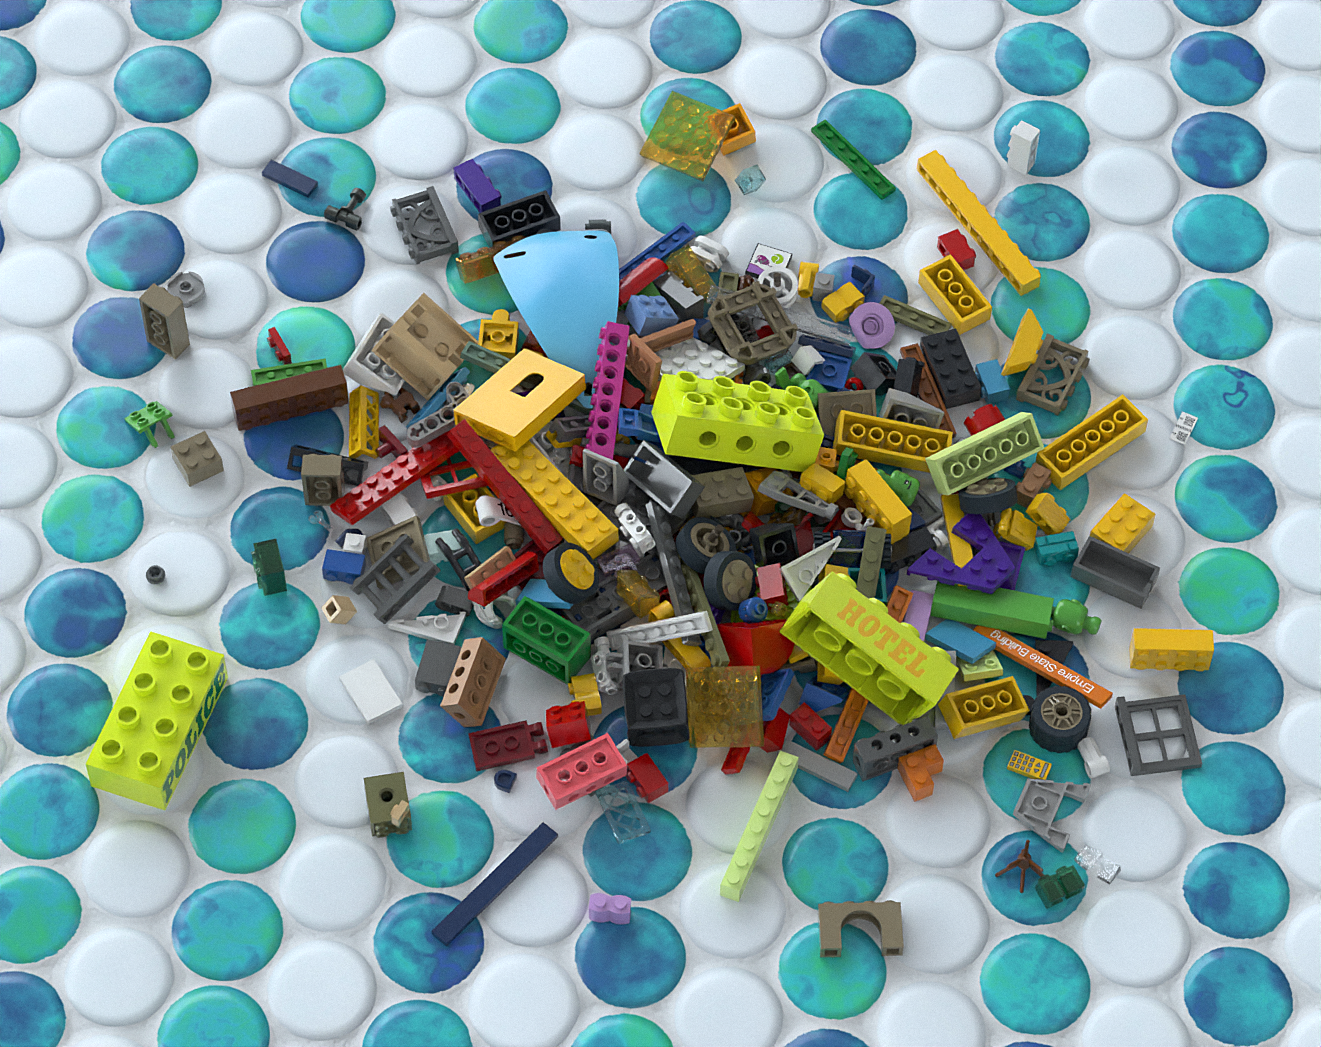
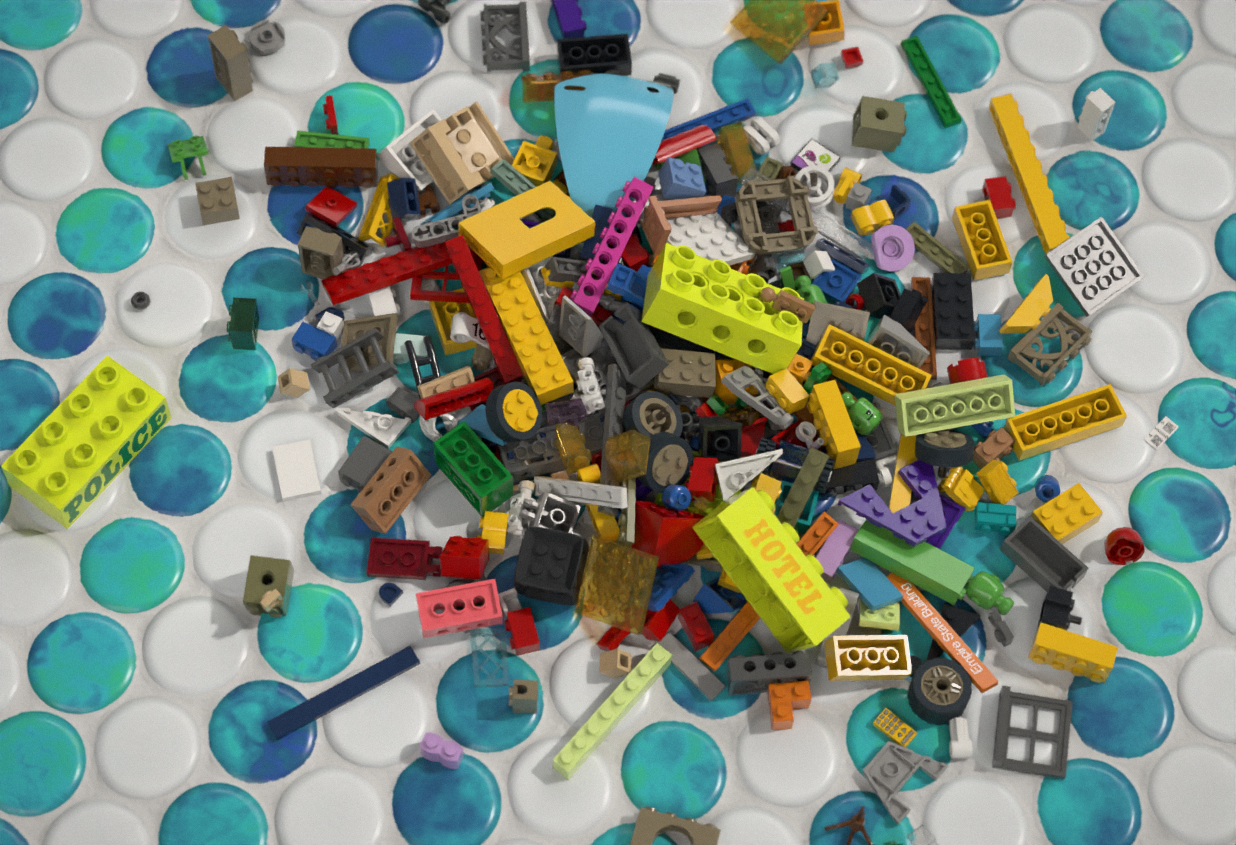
camera: 15 degrees right, 5 degrees up
(312, 433) = (331, 206): none -> red plate
(348, 485) = (343, 266): none -> light grey piece
(382, 405) = (403, 198): none -> dark blue brick
(587, 367) = (600, 216): none -> dark blue tile
(671, 835) = (524, 696): none -> dark tan brick
(695, 581) = (627, 455): none -> clear yellow slope
(746, 781) = (615, 663): none -> tan brick
(759, 515) = (717, 404): none -> green tile
(769, 156) = (851, 57): none -> red plate
(798, 398) = (788, 302): none -> medium nougat plate
(819, 212) = (878, 124): none -> olive brick
(1069, 290) = (1094, 266): none -> plate
(1095, 507) = (1047, 488): none -> blue head
(1098, 649) = (1002, 631): none -> dark grey plate
(1142, 612) = (1057, 609): none -> black brick
(1185, 539) = (1123, 545): none -> red cylinder

